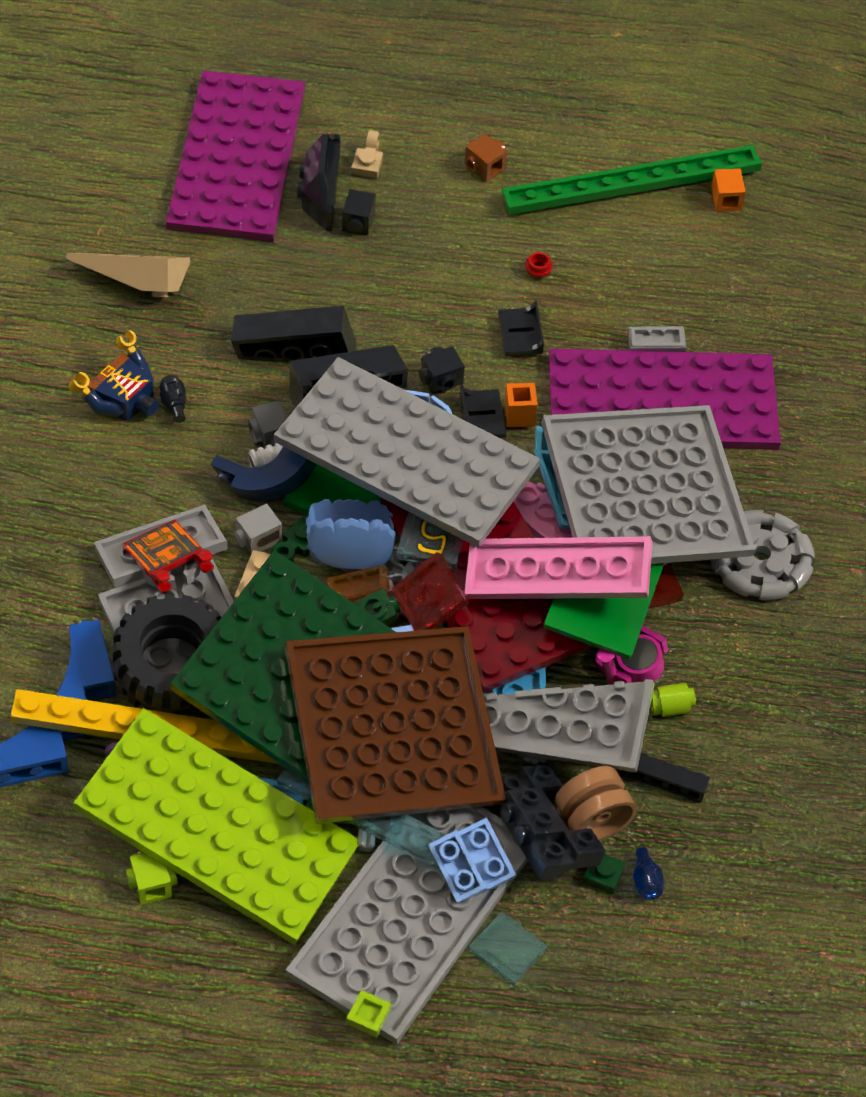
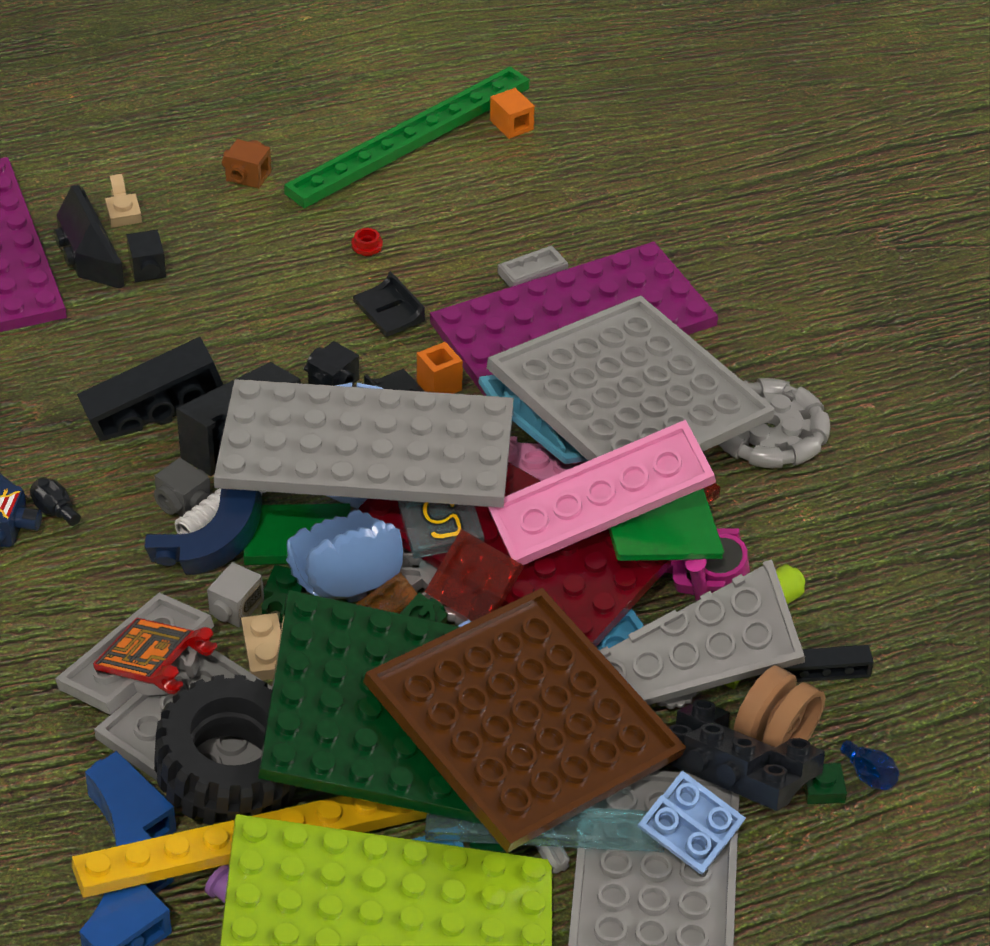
camera: 25 degrees left, 10 degrees down
(508, 948) = (776, 902): clear light blue piece -> none

